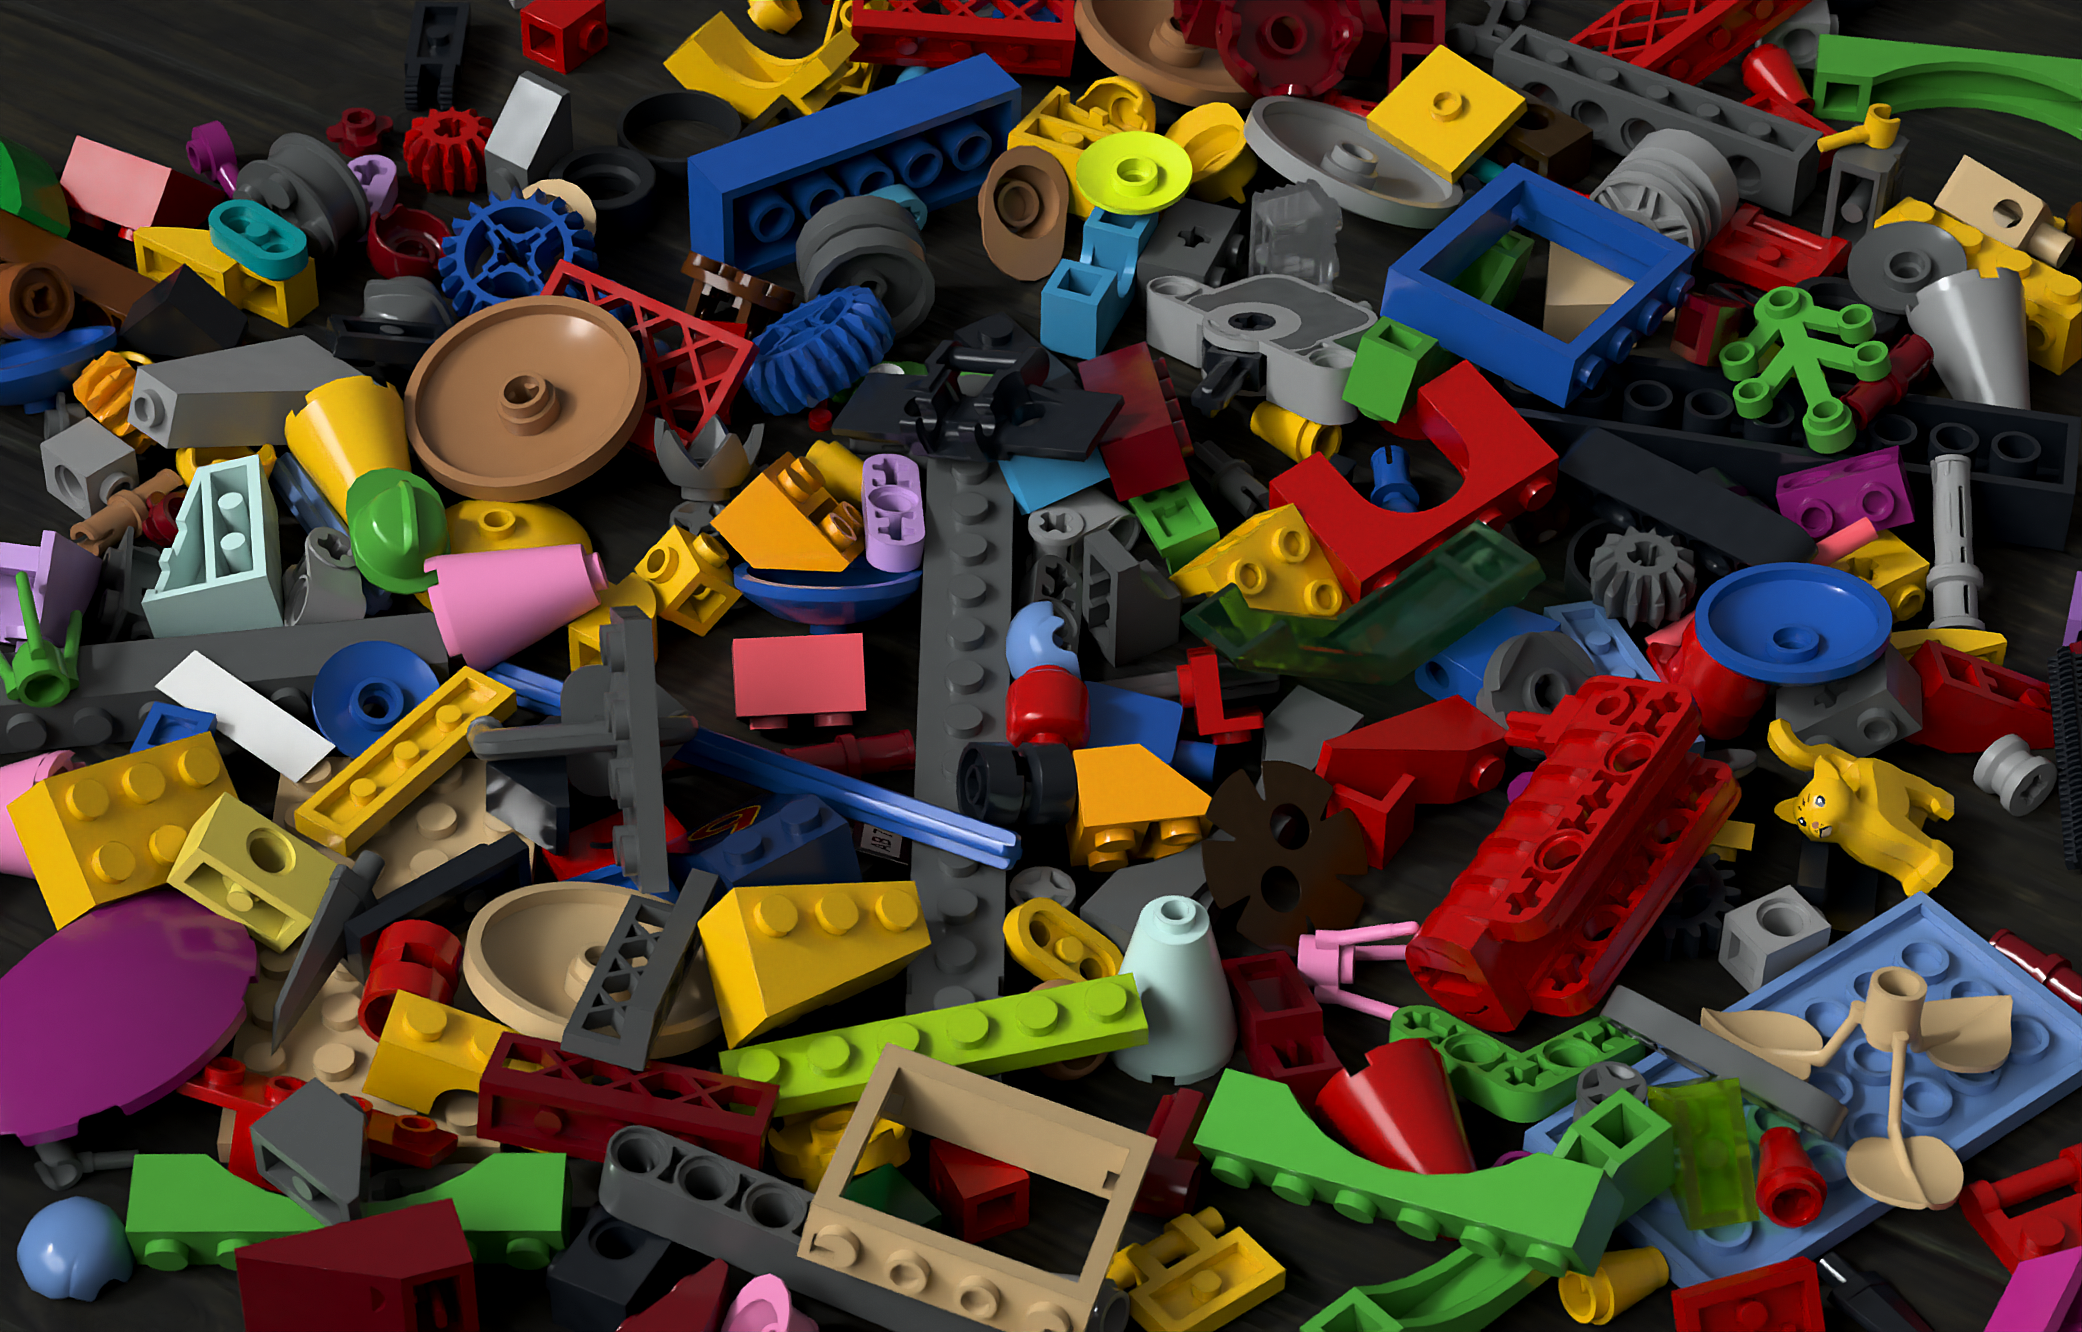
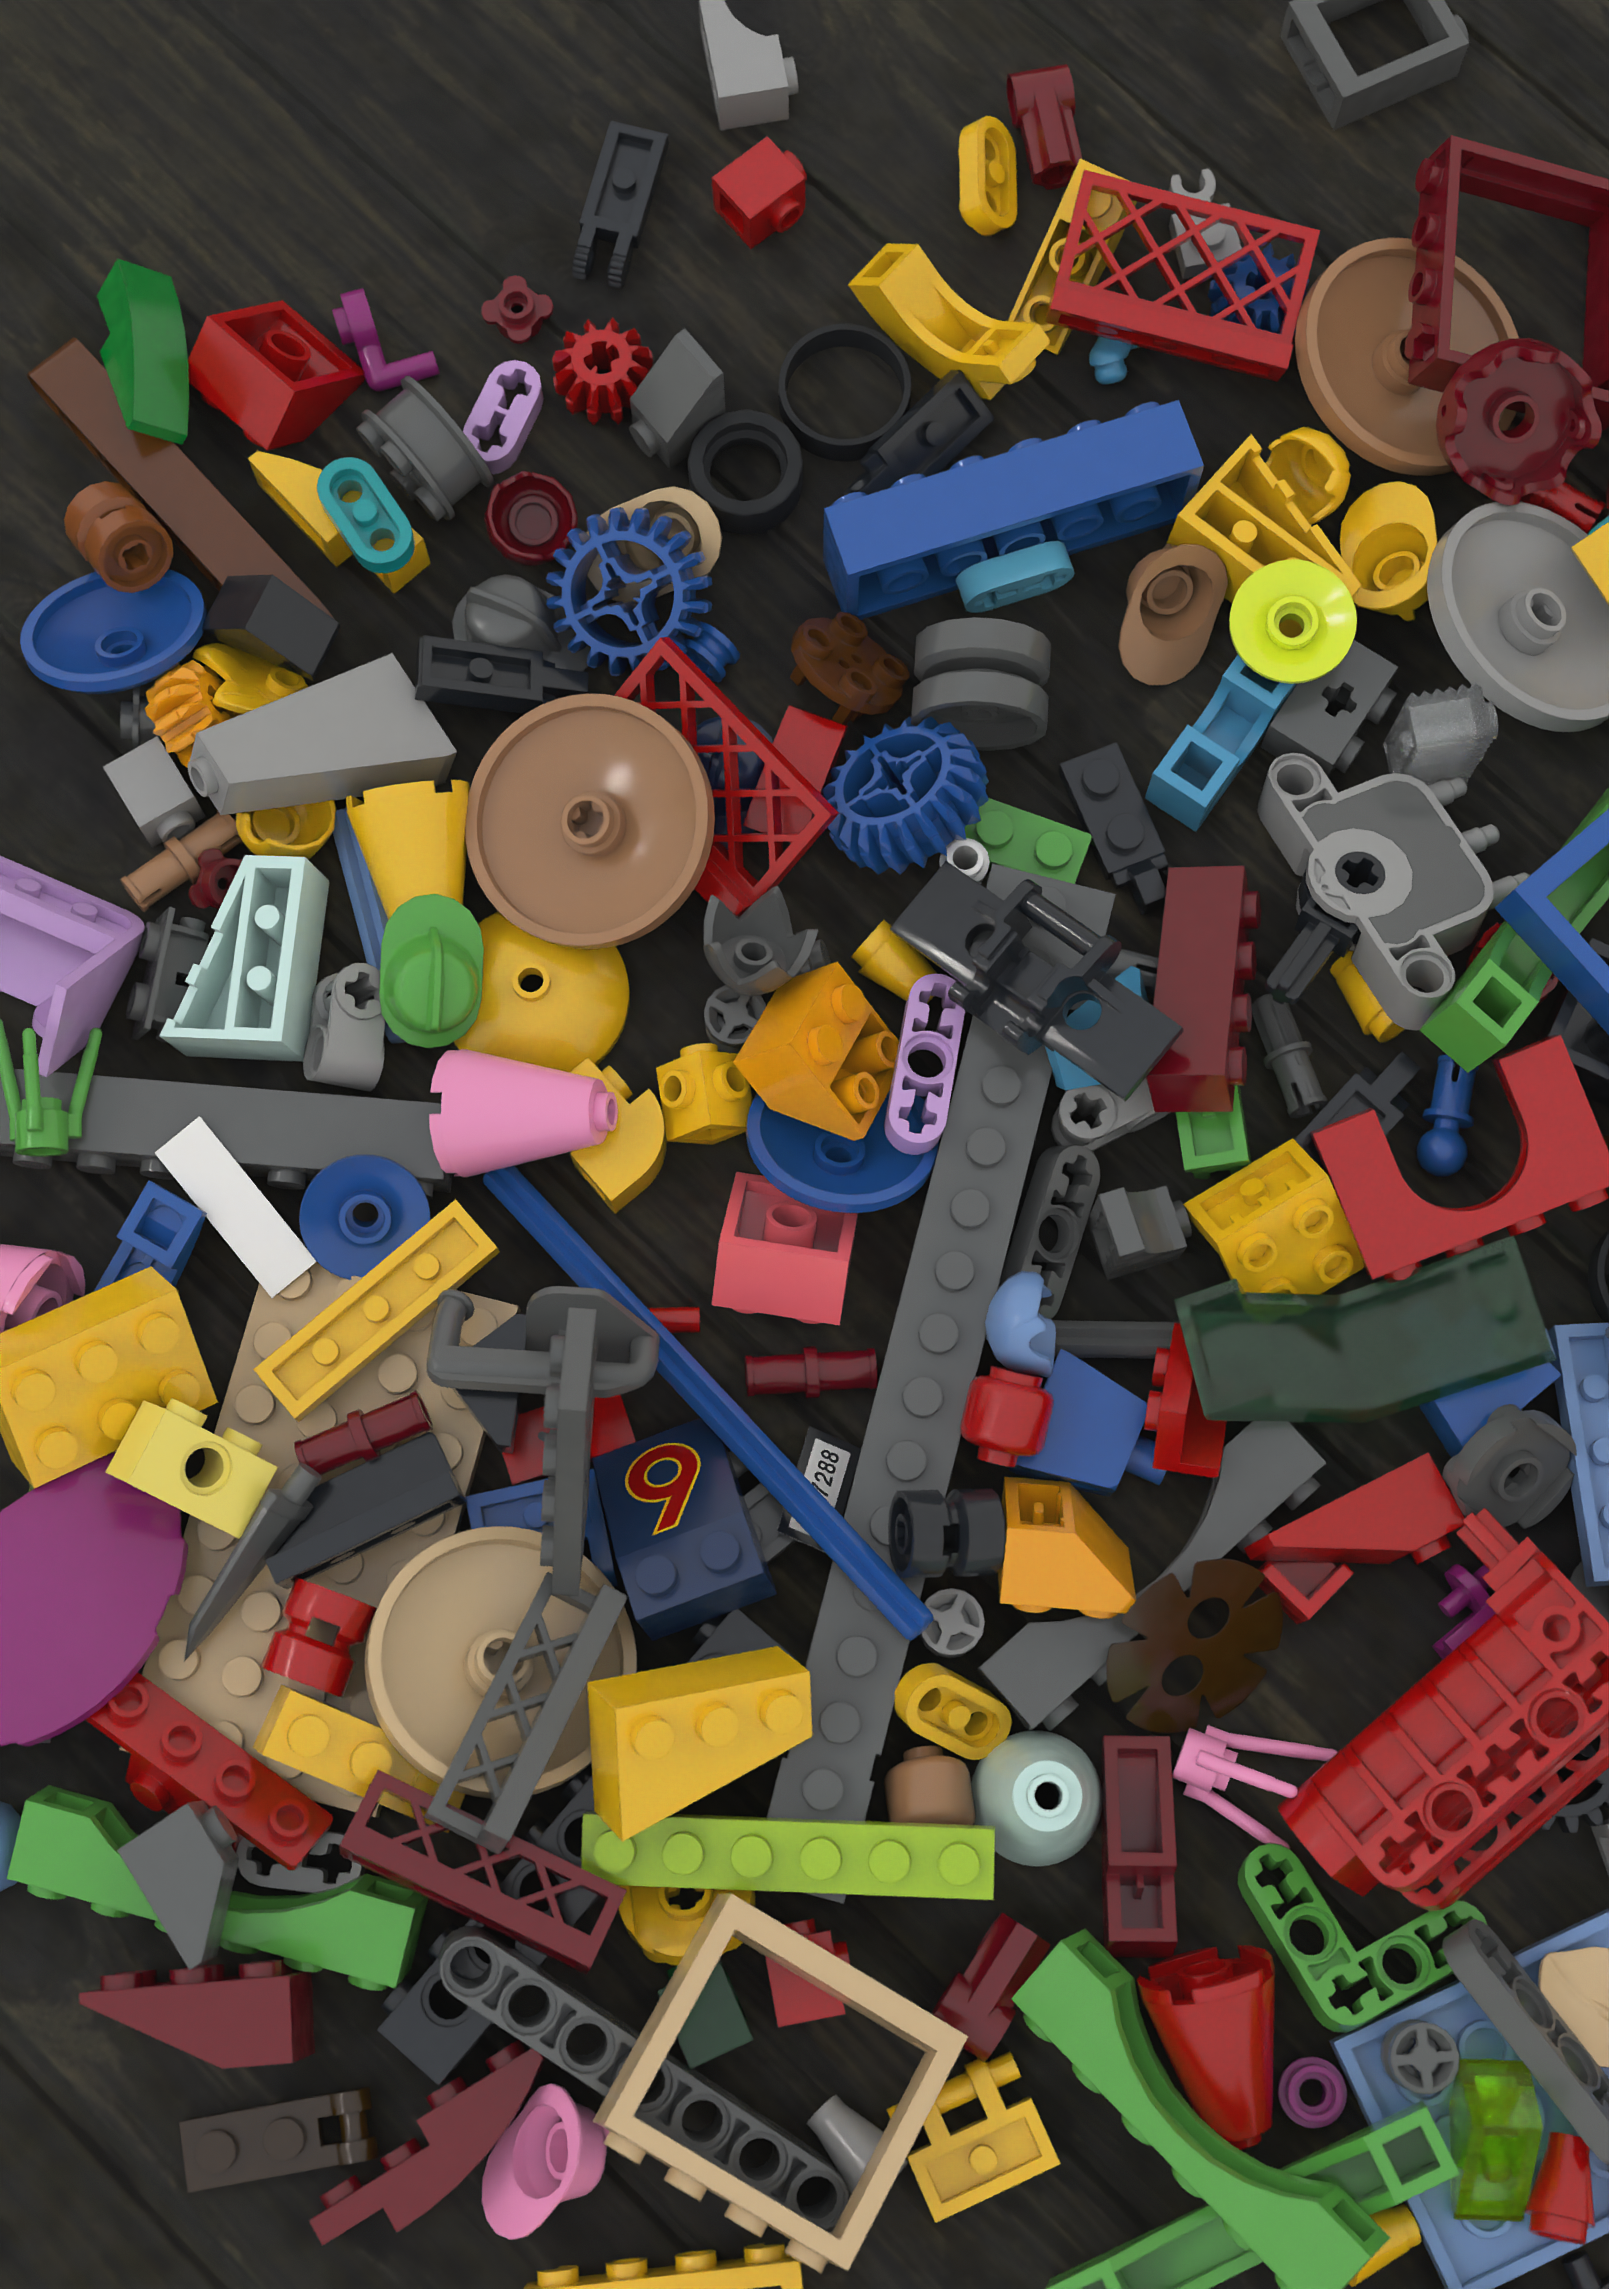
camera: 15 degrees right, 35 degrees up
(423, 844) = (364, 1434): none -> dark red pin

